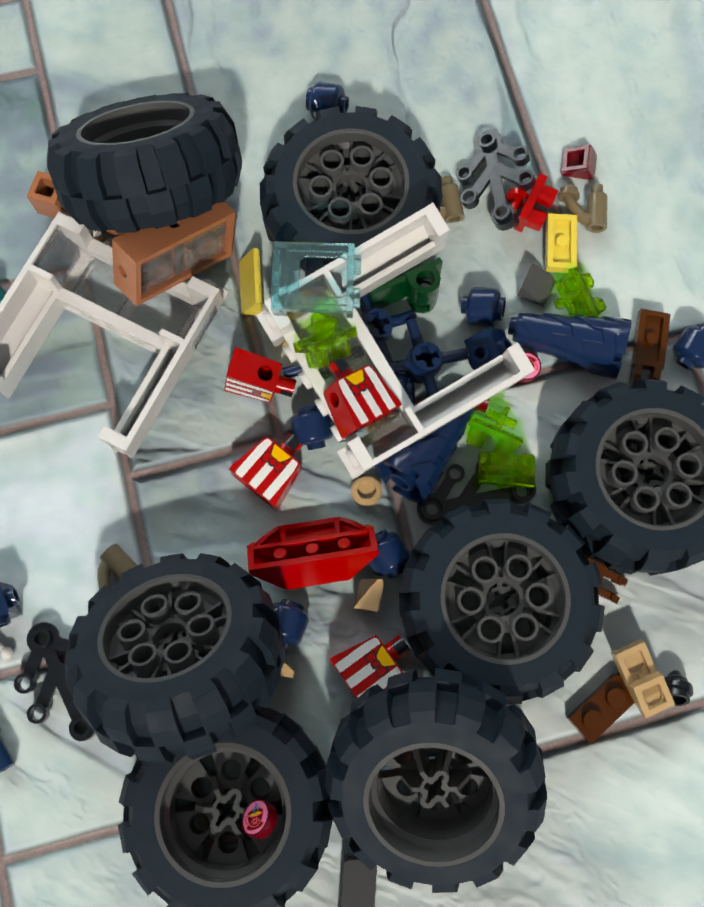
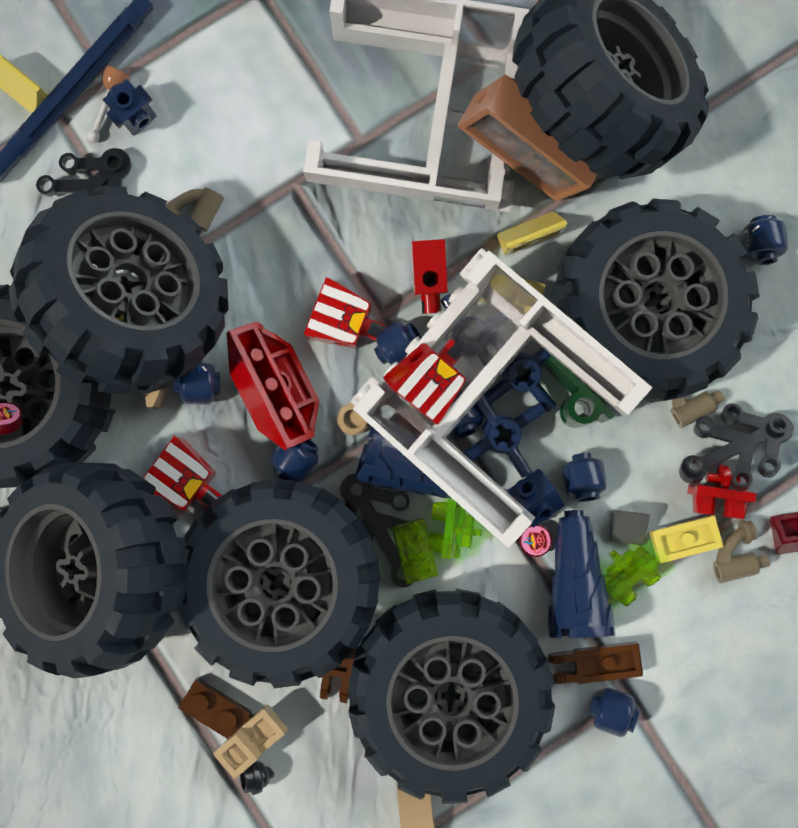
camera: 75 degrees right, 10 degrees up
(286, 278) = (513, 263): clear light blue window -> none
(324, 336) = (478, 323): clear neon green hips -> none
(369, 595) = (249, 454): tan slope -> none

